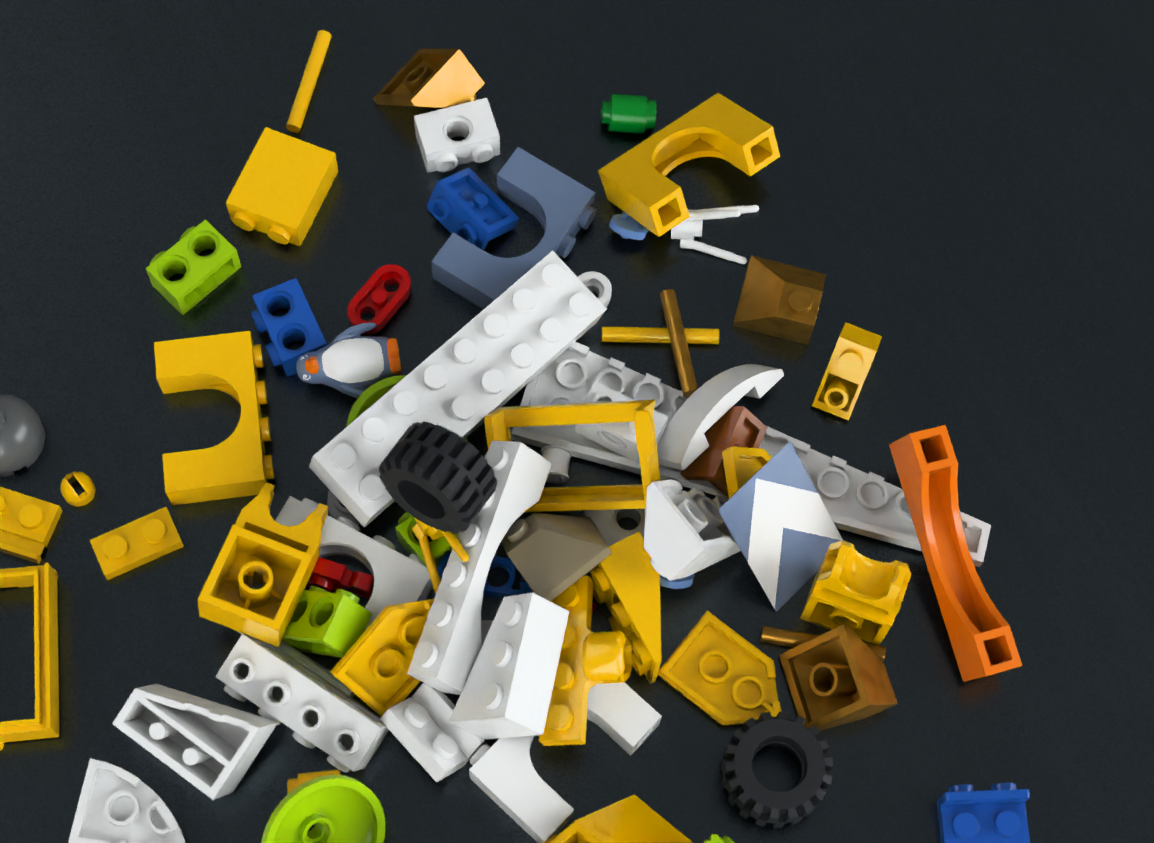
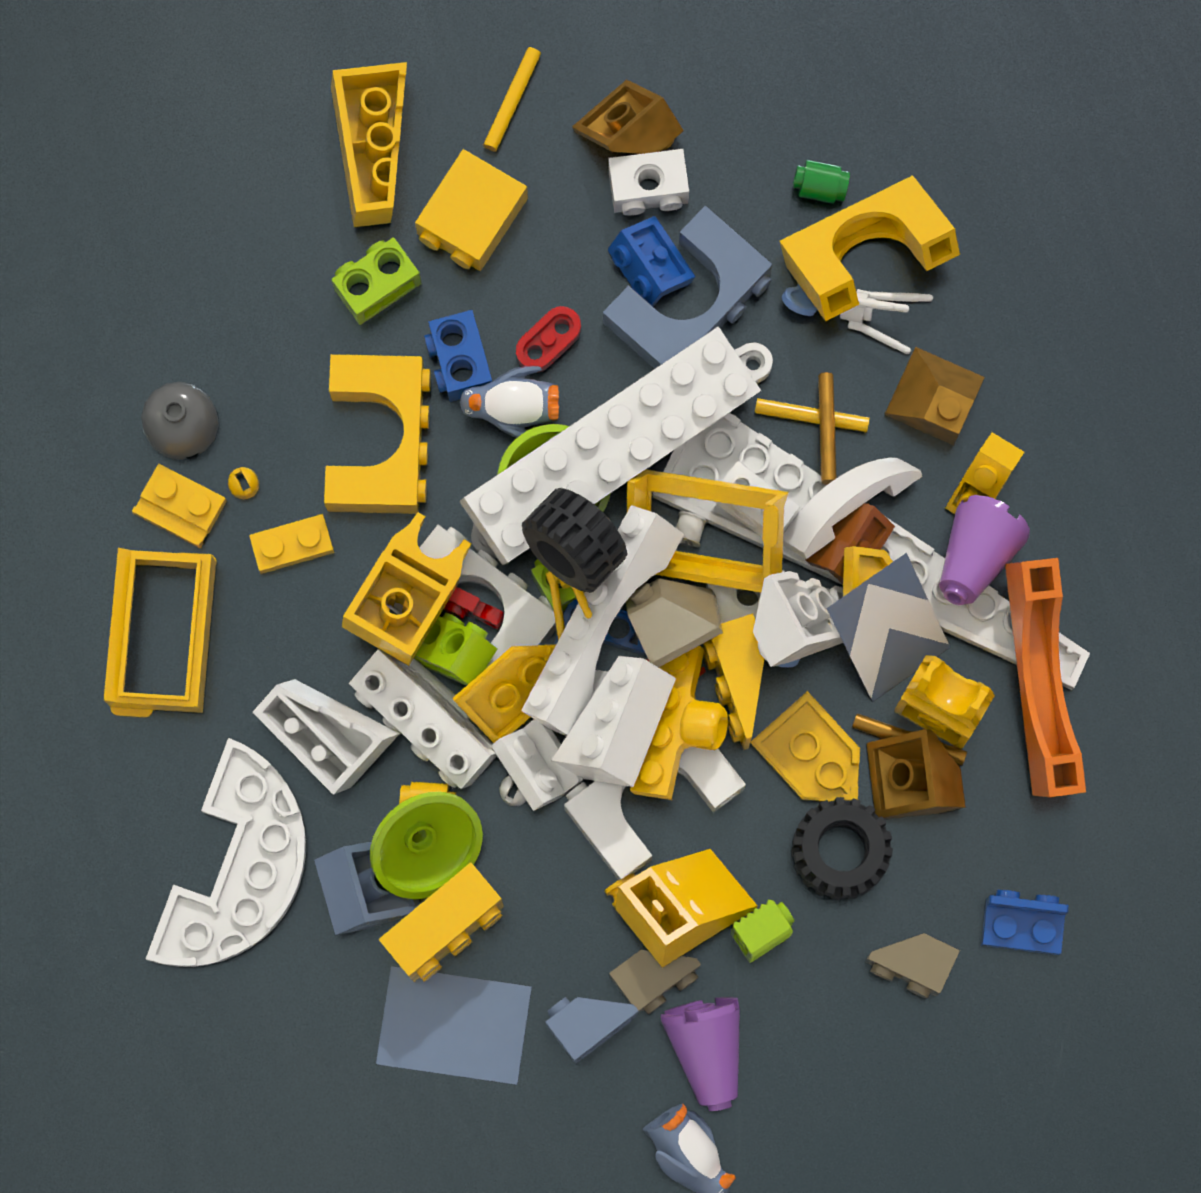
camera: 15 degrees right, 10 degrees up
(166, 119) = (369, 129): none -> yellow wedge
(402, 762) = (504, 789): none -> white hinge
(859, 431) = (979, 547): none -> medium lavender cone

